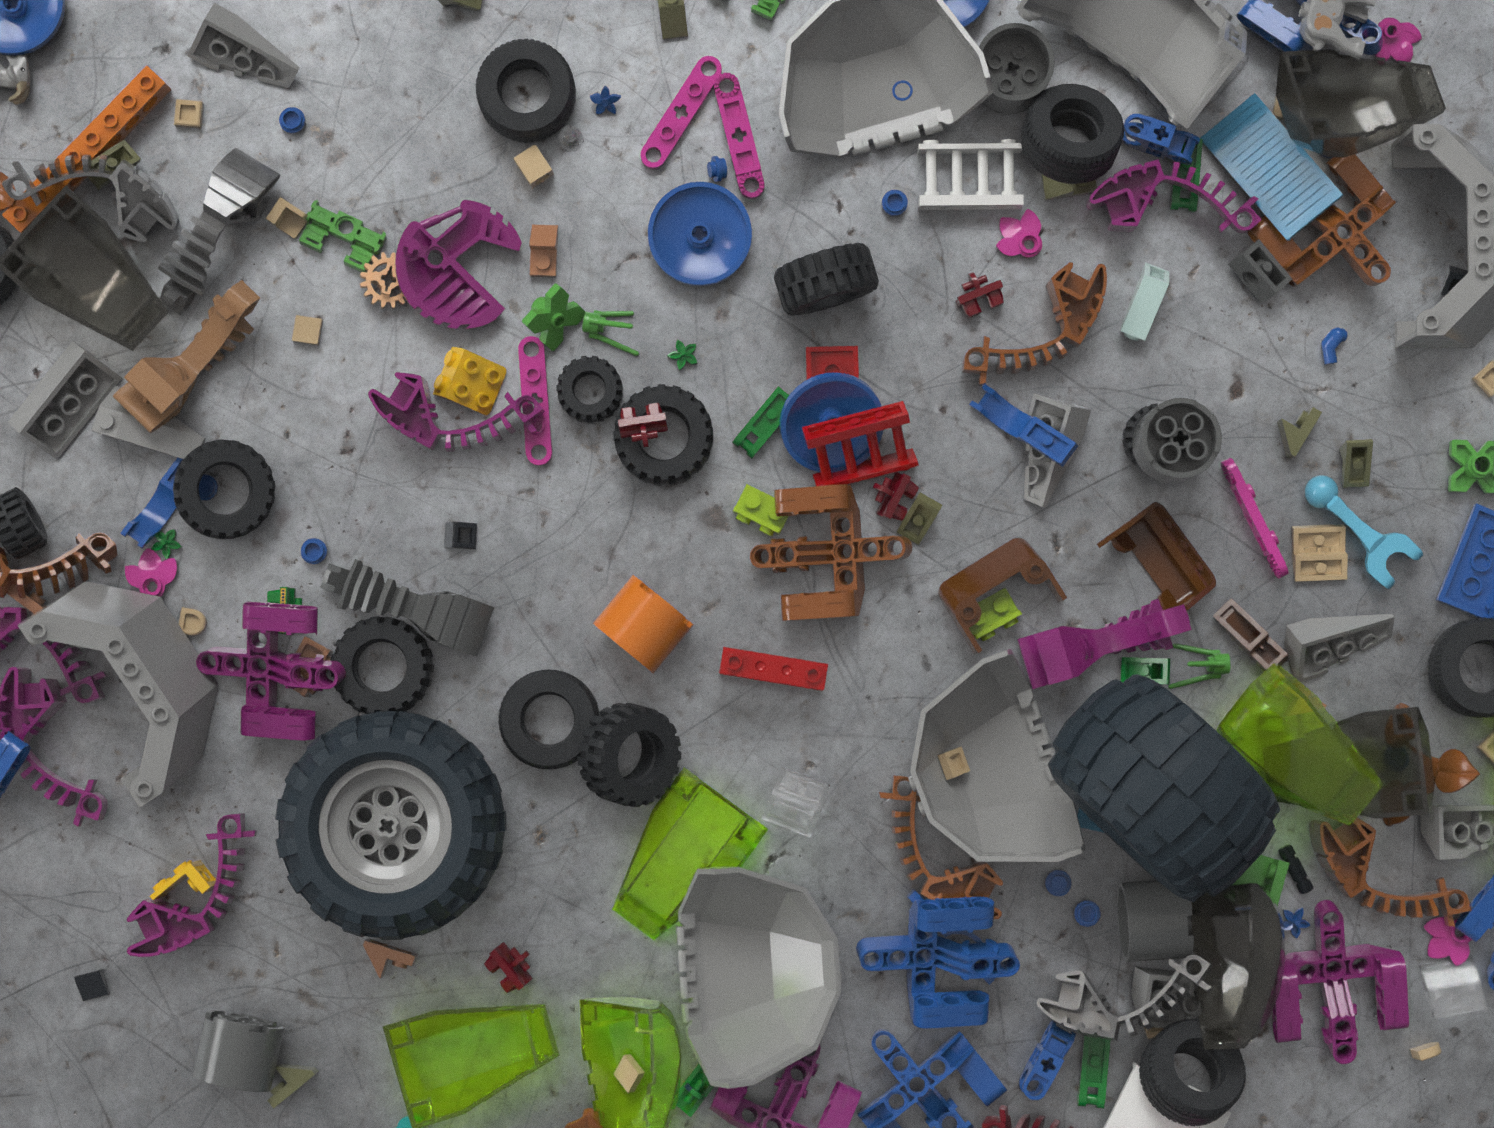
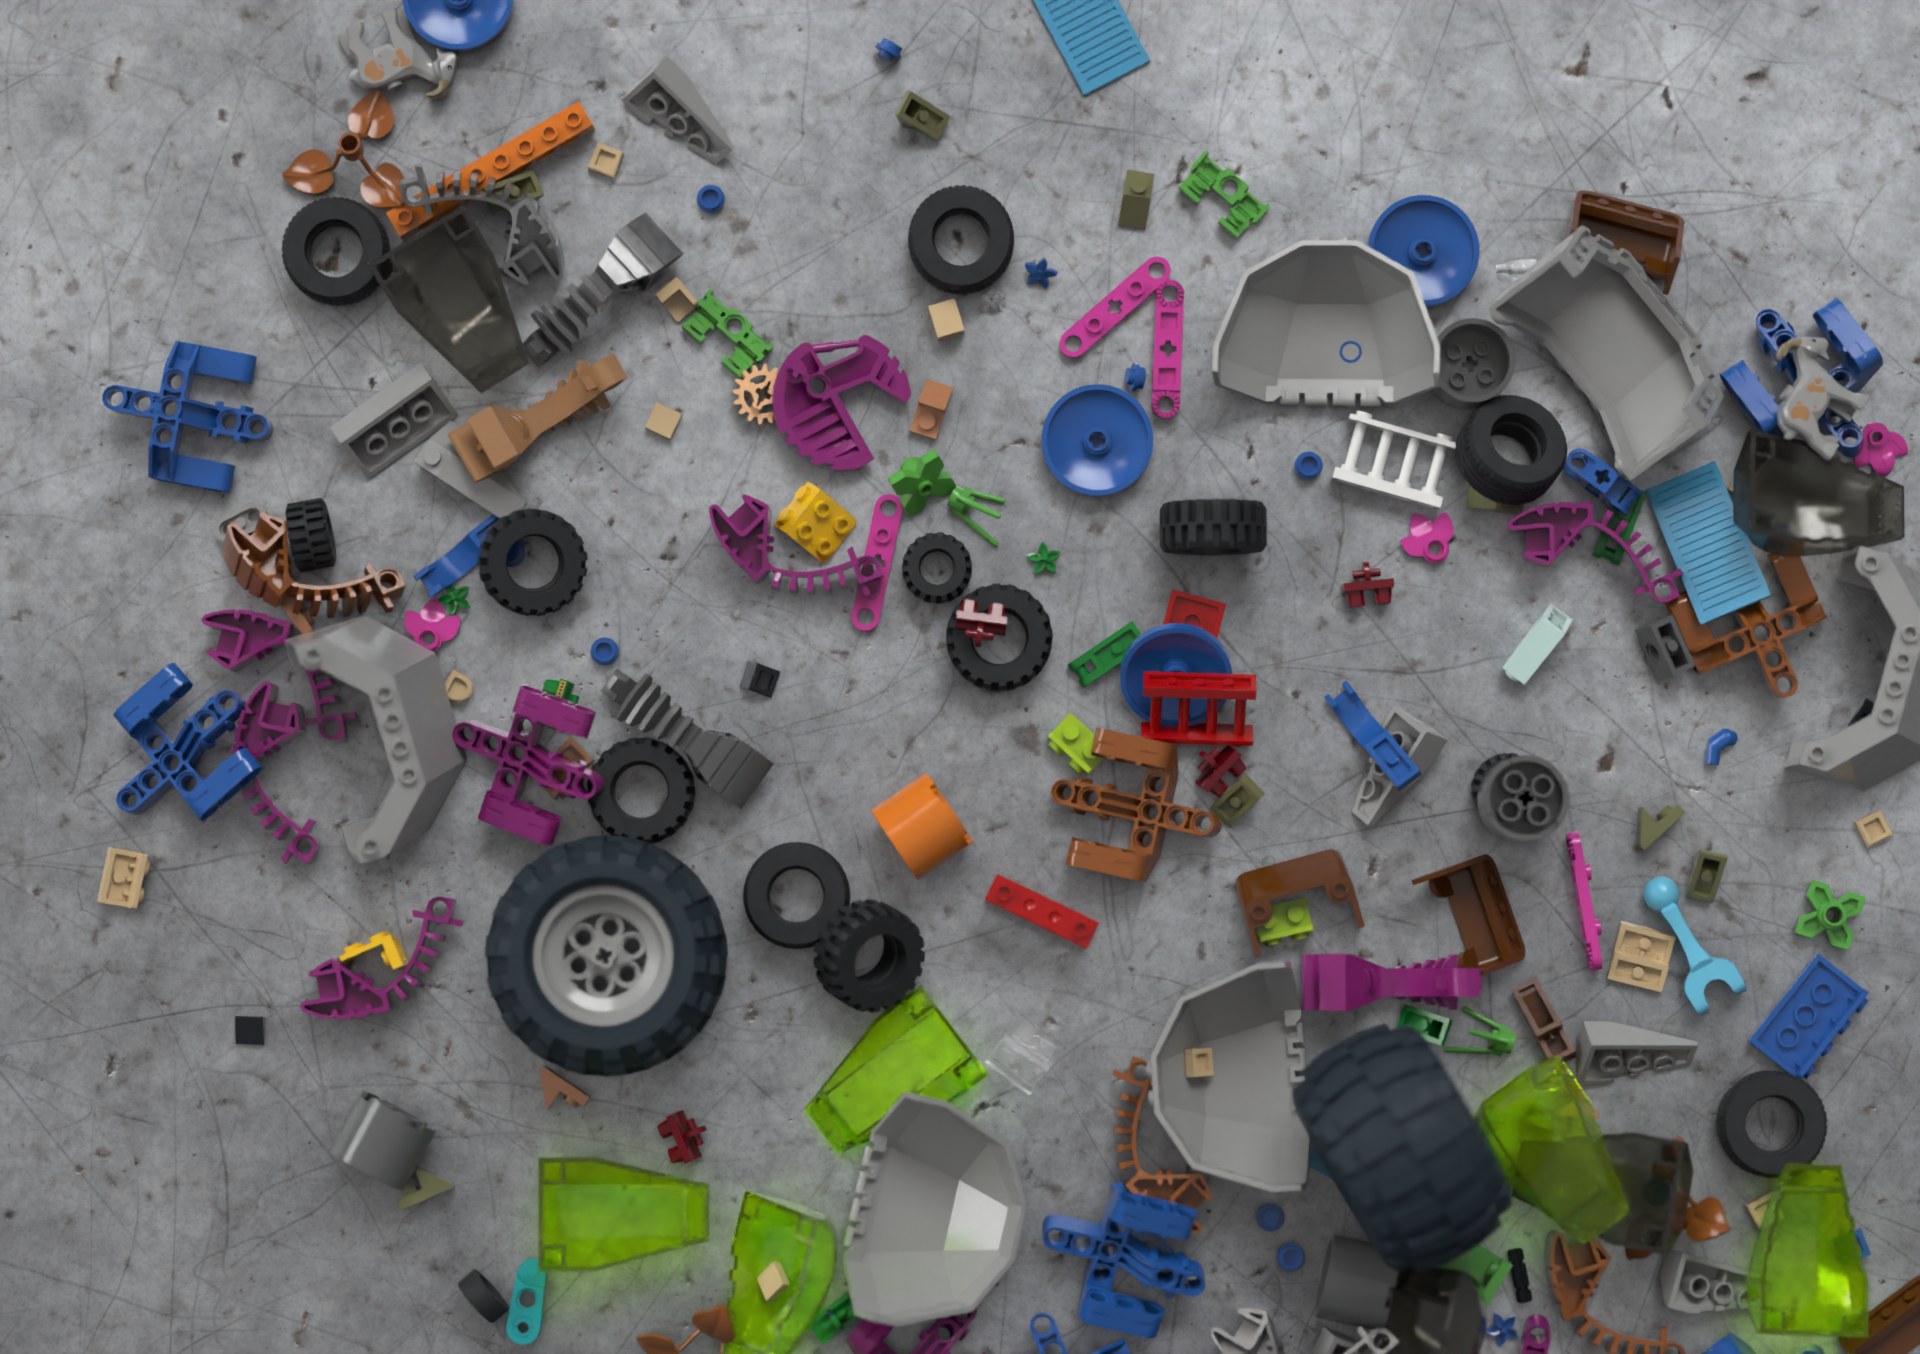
camera: 20 degrees right, 0 degrees up
(1076, 307) = (1464, 628): dark orange piece -> none

